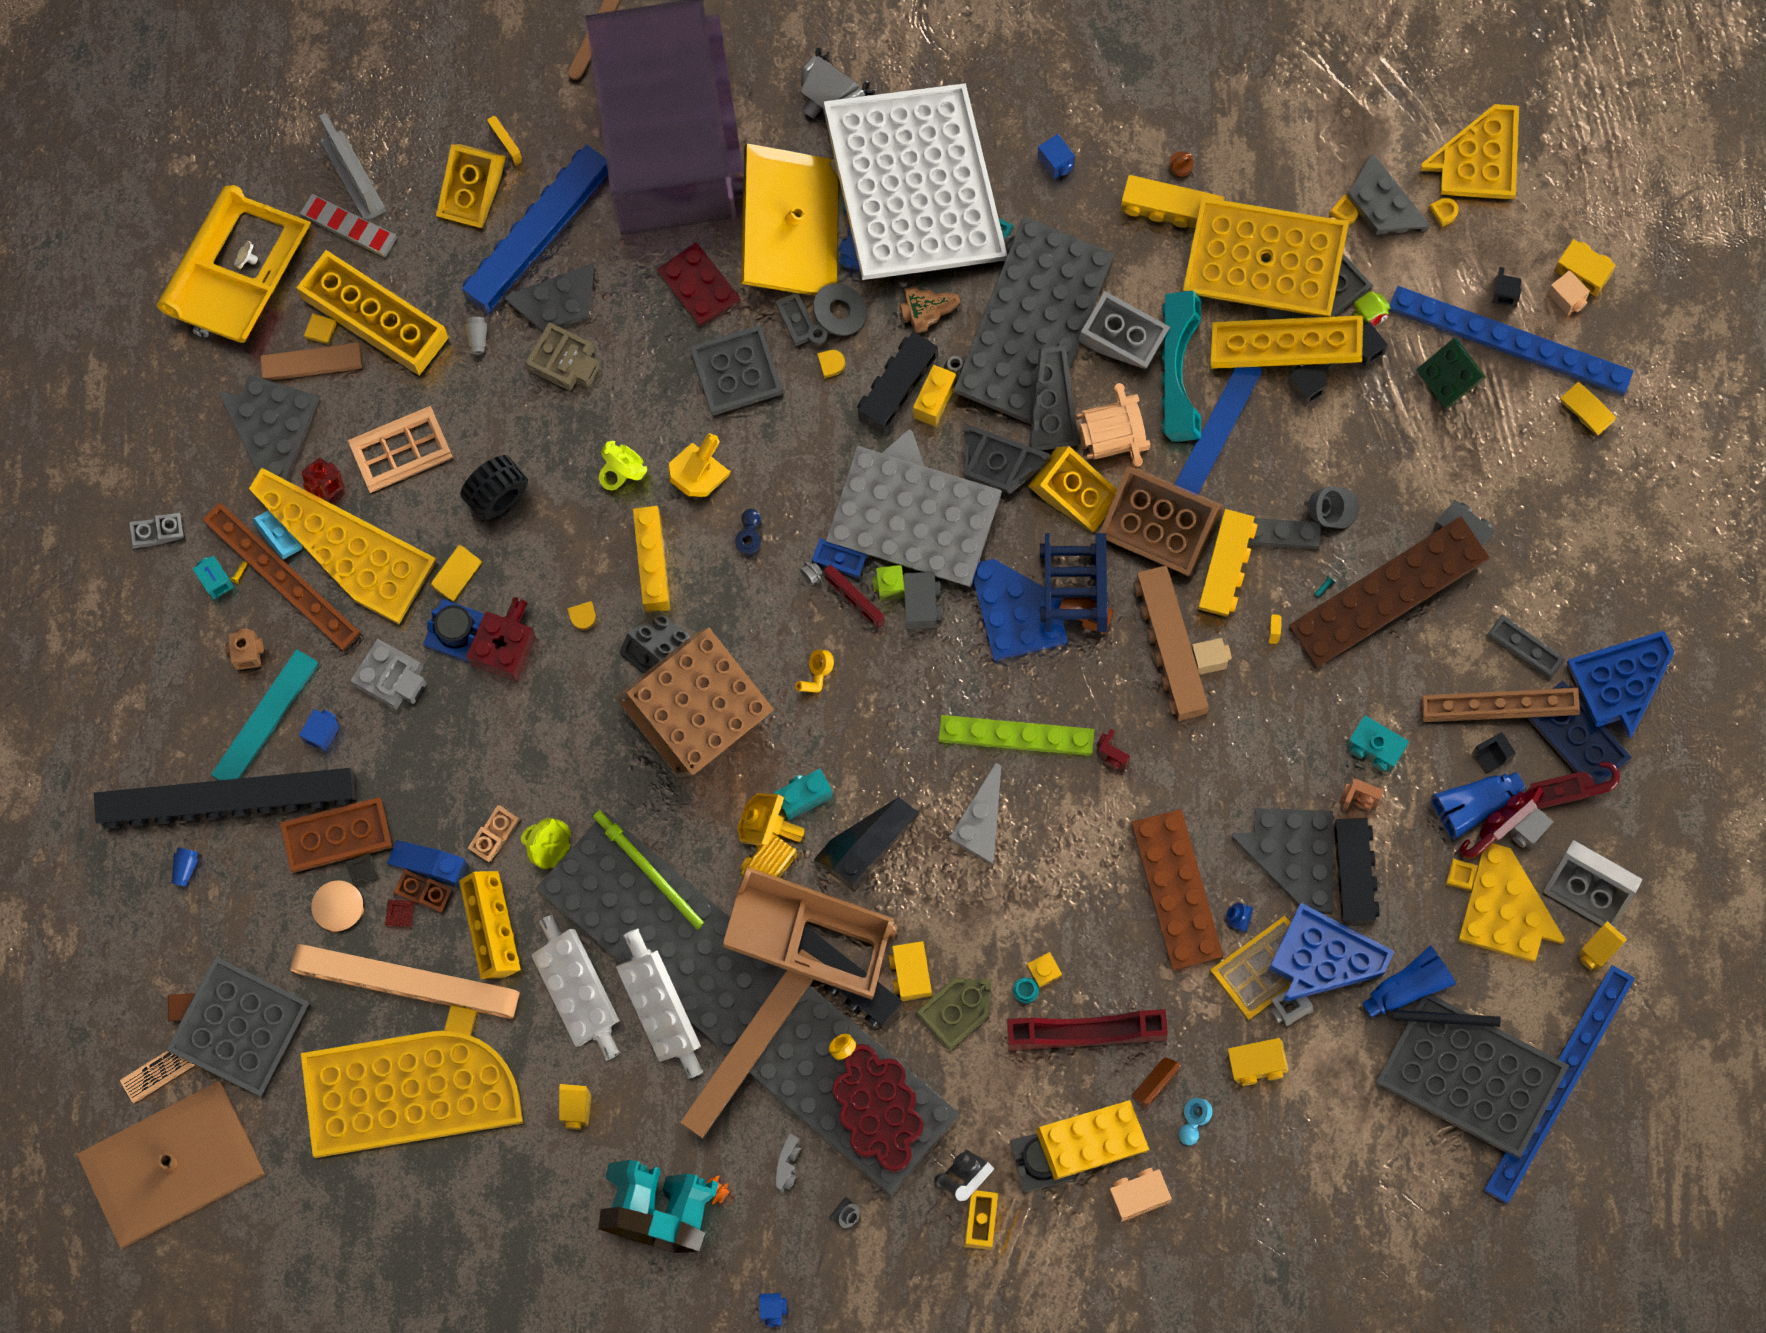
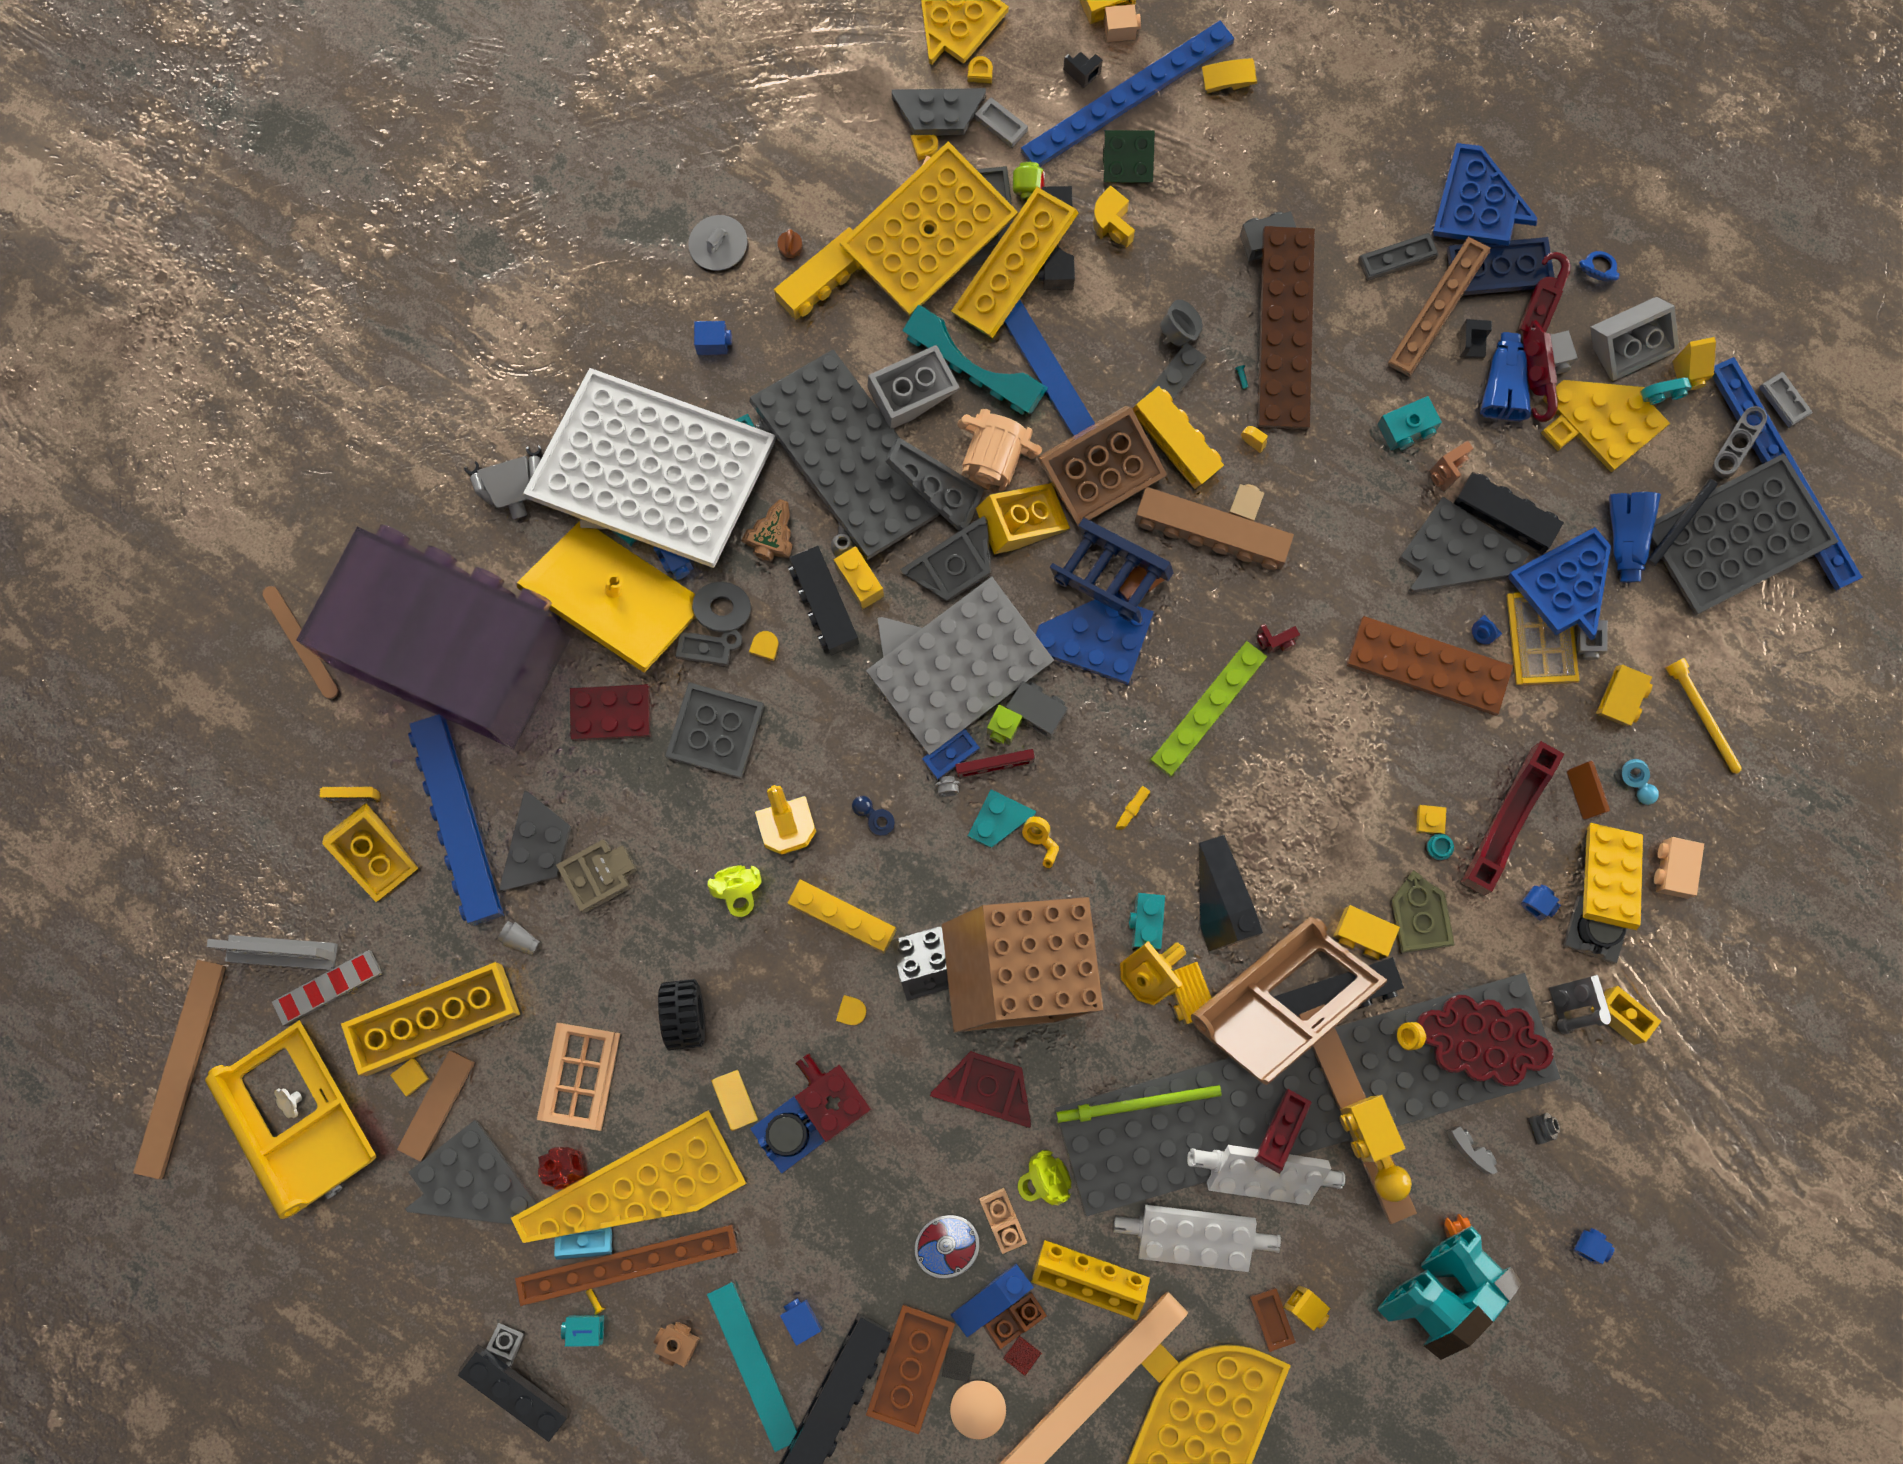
camera: 60 degrees left, 5 degrees up
(135, 554) = (513, 1392): none -> black brick
(221, 165) = (179, 1070): none -> medium nougat tile
(389, 676) = (791, 1223): light grey piece -> none
(445, 801) = (947, 1247): none -> shield
(546, 1091) = (1272, 1319): none -> dark orange tile
(589, 755) = (987, 1087): none -> dark red wing
(697, 989) = (1283, 1131): none -> dark red tile
(733, 1062) = (1374, 1141): none -> yellow brick
(811, 628) = (998, 819): none -> teal wing
(892, 727) = (1132, 808): none -> yellow piece
(978, 825) = (1267, 791): light grey wing -> none
(1033, 1098) = (1541, 902): none -> blue plate
(1142, 109) = (717, 242): none -> light grey shield
(1315, 1096) = (1680, 671): none -> yellow piece
(1387, 389) = (1107, 217): none -> yellow brick
(1410, 256) = (1001, 122): none -> light grey tile
(1551, 929) = (1660, 391): none -> teal plate
(1567, 1030) = (1742, 430): none -> light grey beam
(1629, 1046) = (1785, 399): none -> light grey plate
(1637, 831) = (1588, 267): none -> blue piece

